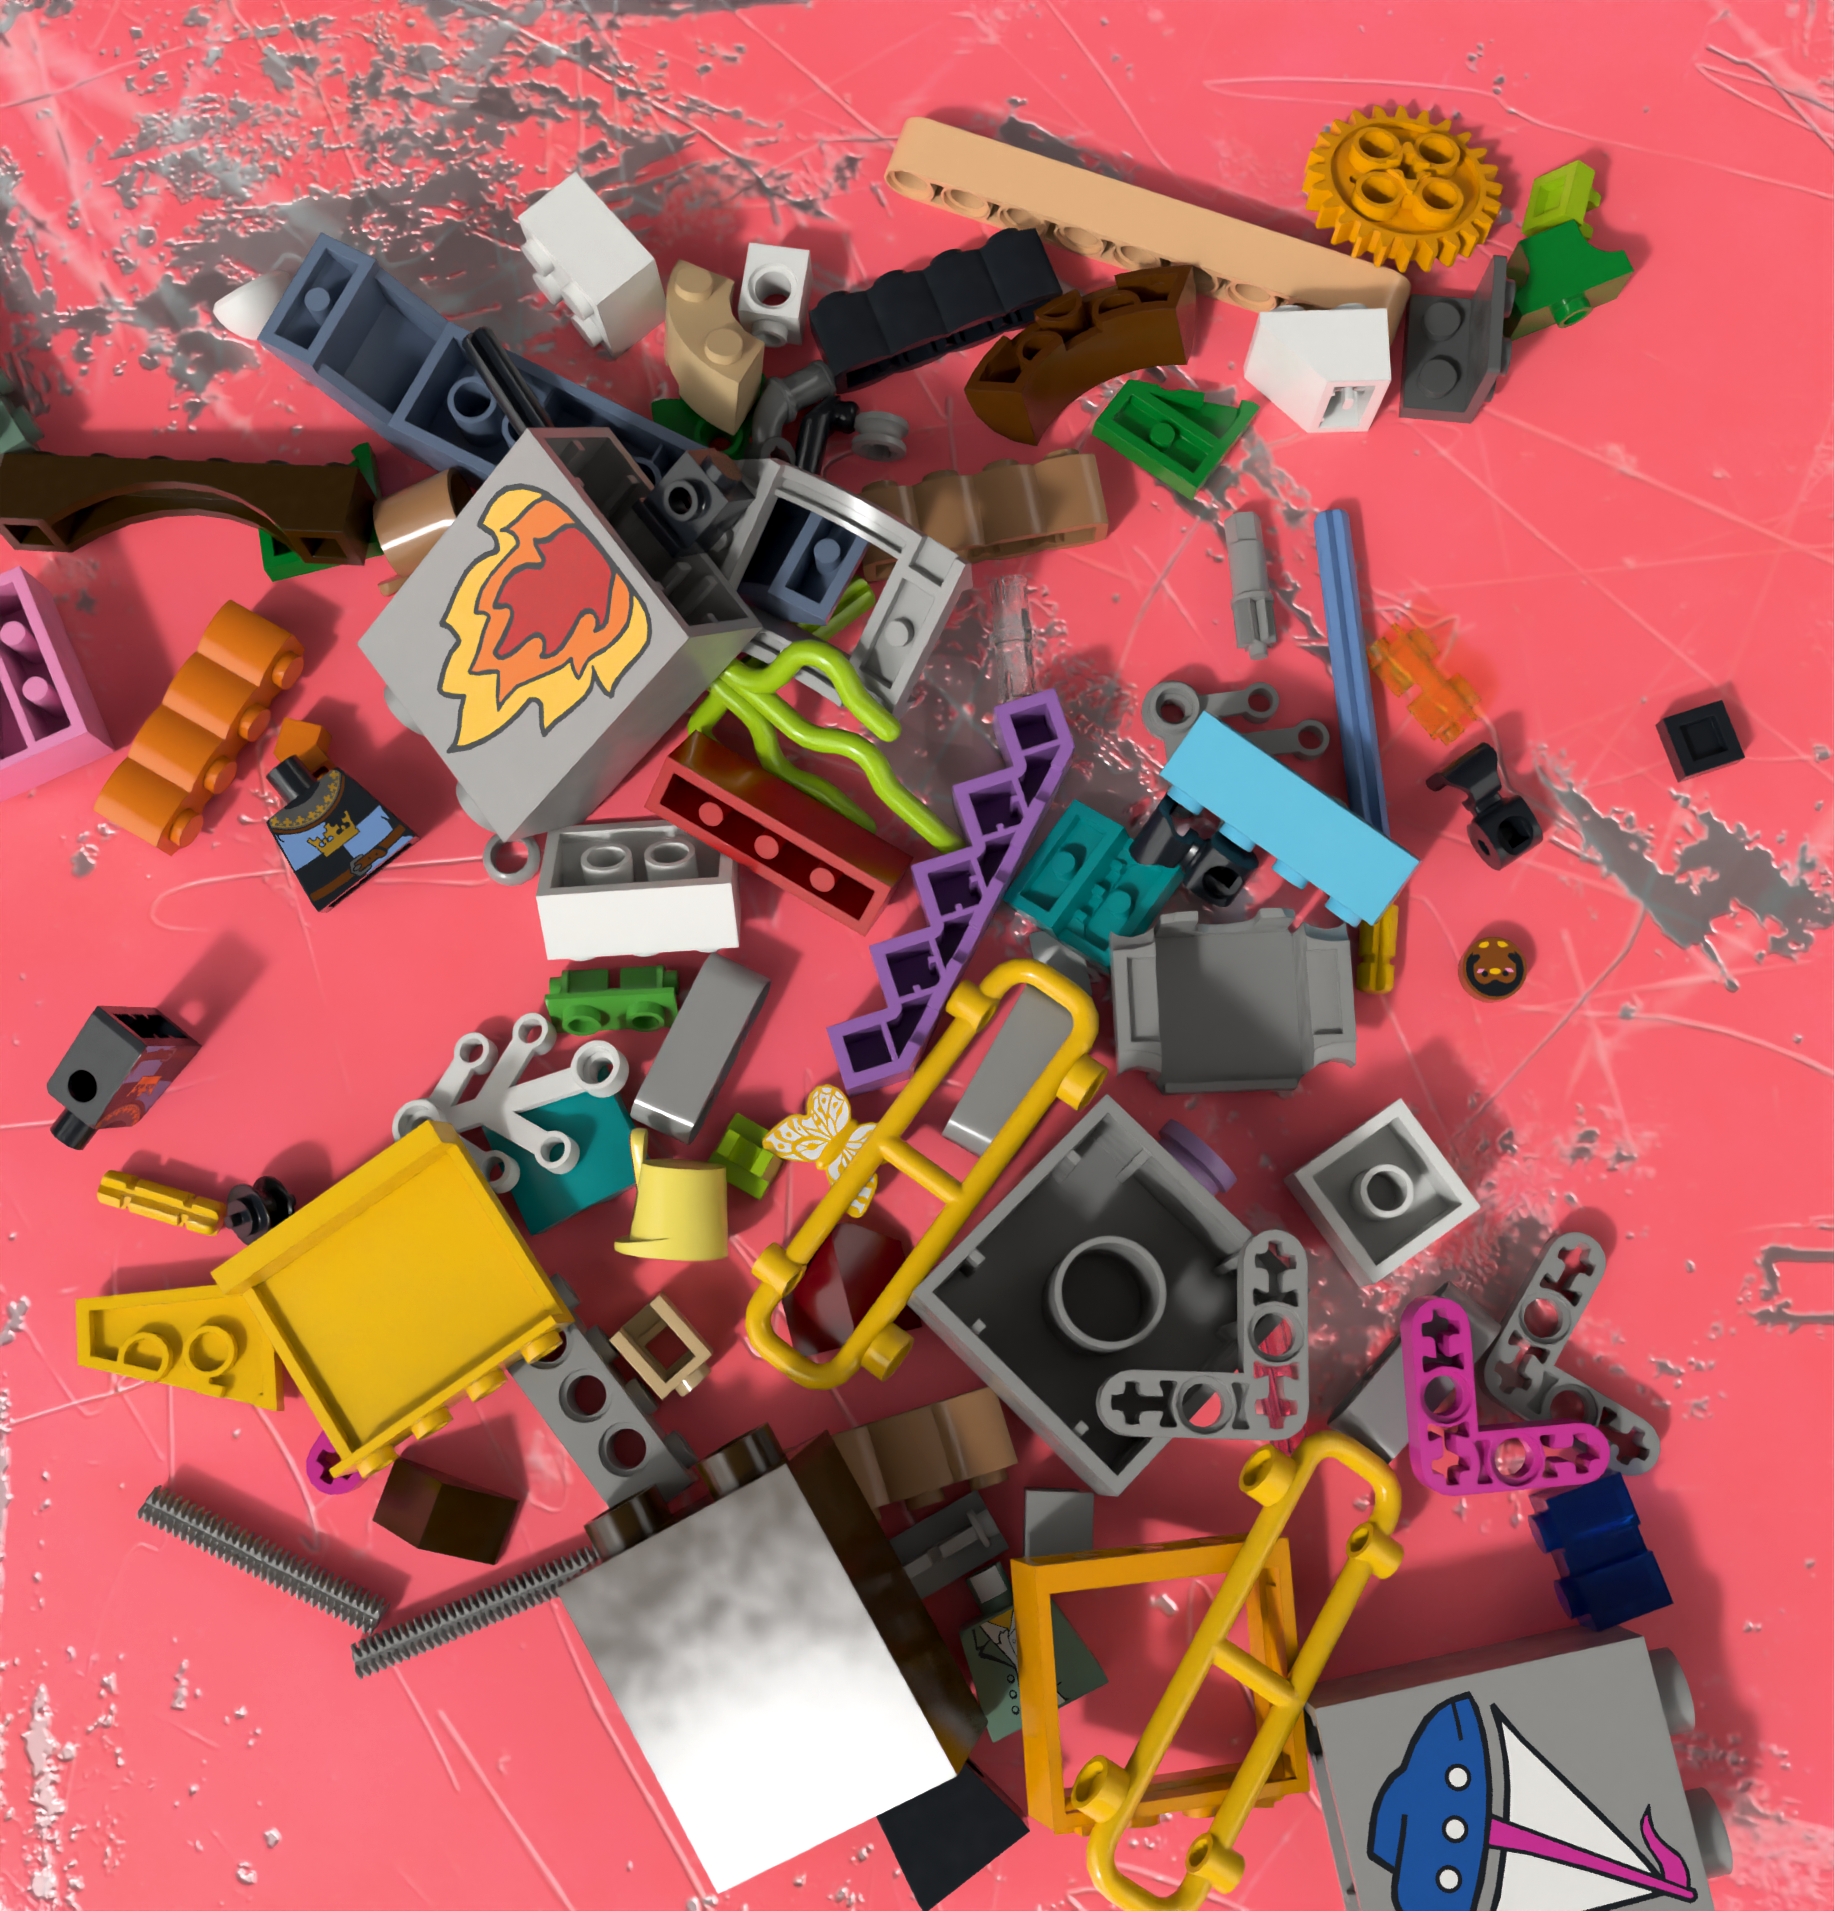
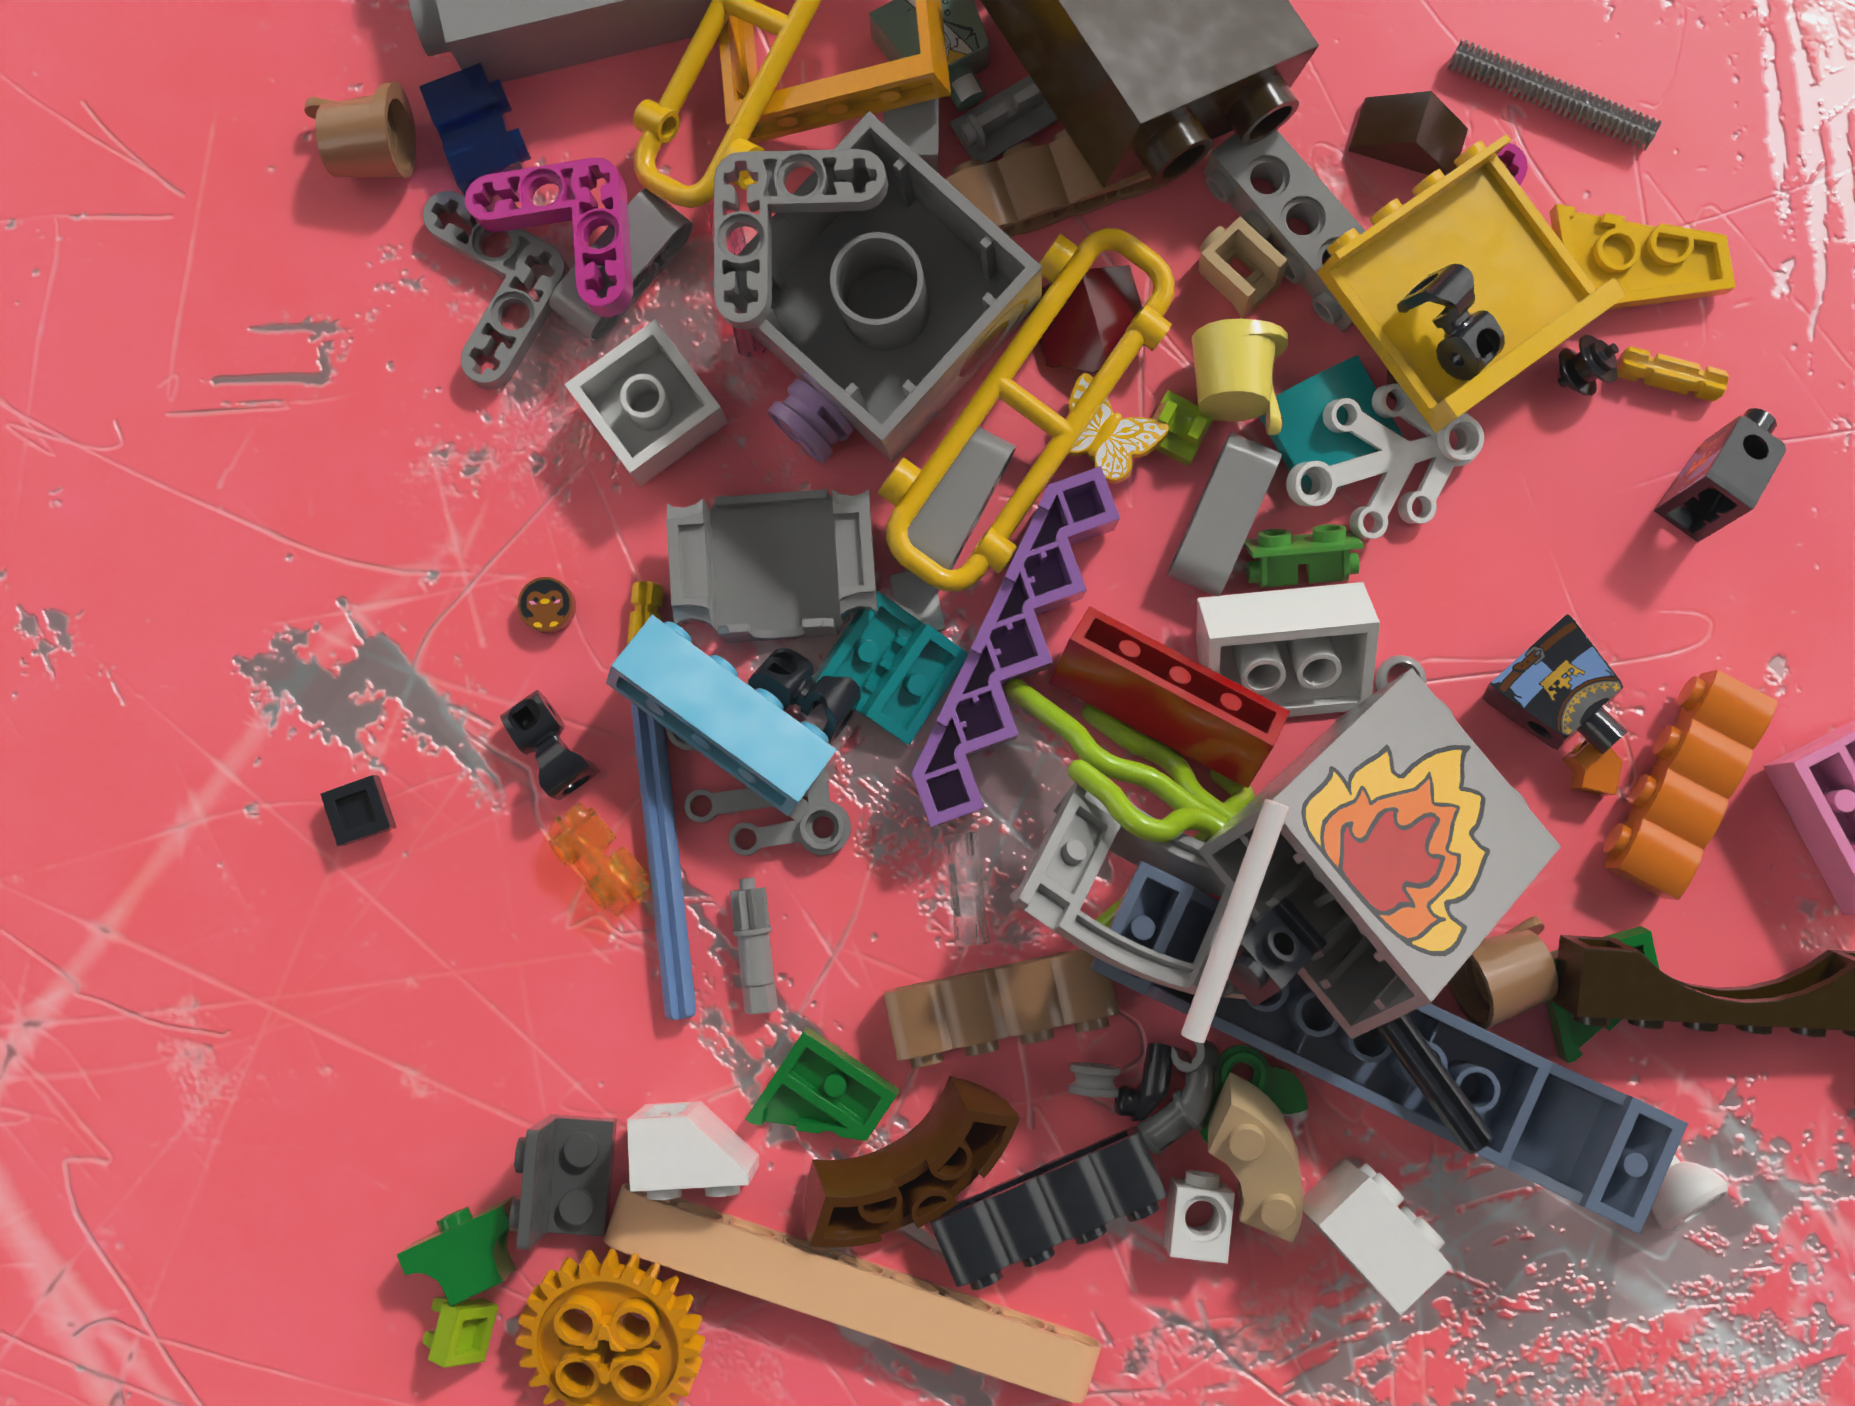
camera: 175 degrees right, 5 degrees up
(402, 1225) = (1469, 339): none -> black leg
(467, 1616) = (1384, 56): light grey axle -> none
(732, 522) = (1234, 920): none -> white bar
(1736, 1549) = (366, 134): none -> medium nougat hat

